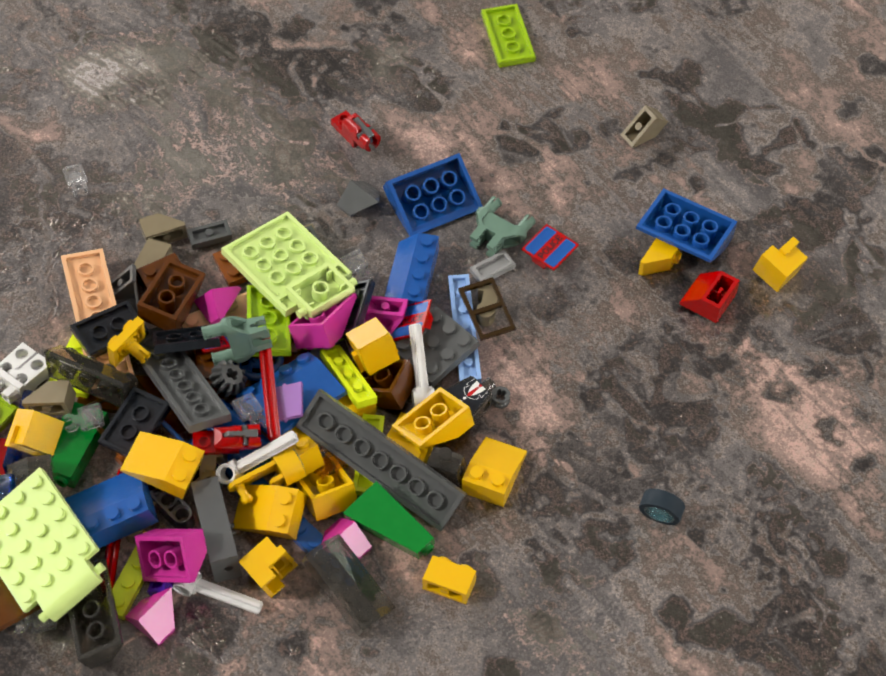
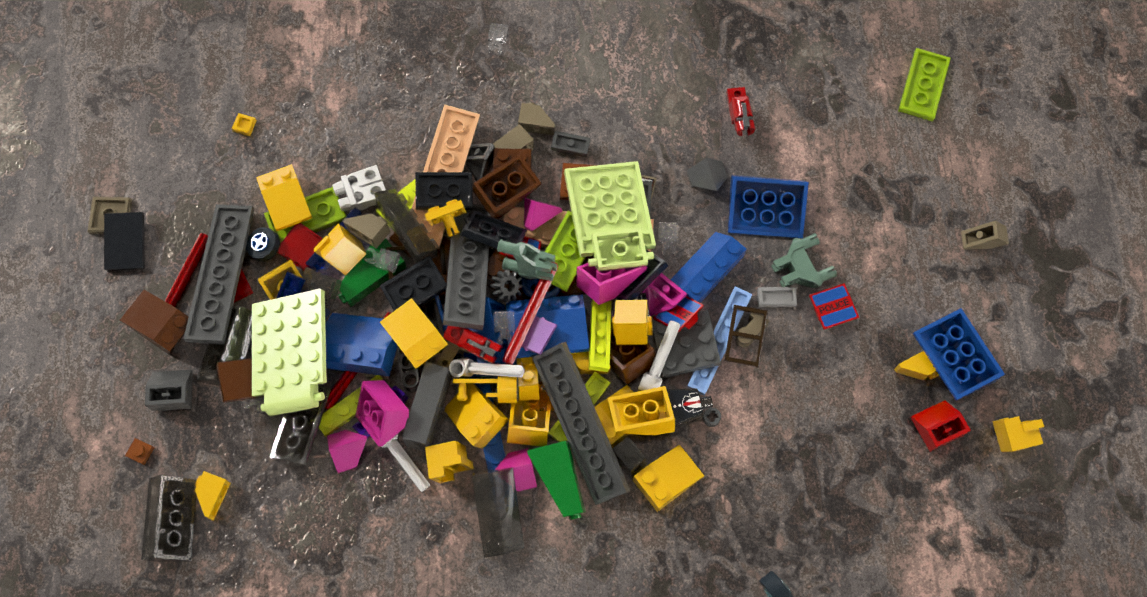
camera: 30 degrees right, 15 degrees up
(449, 579) = (576, 550): yellow brick -> none

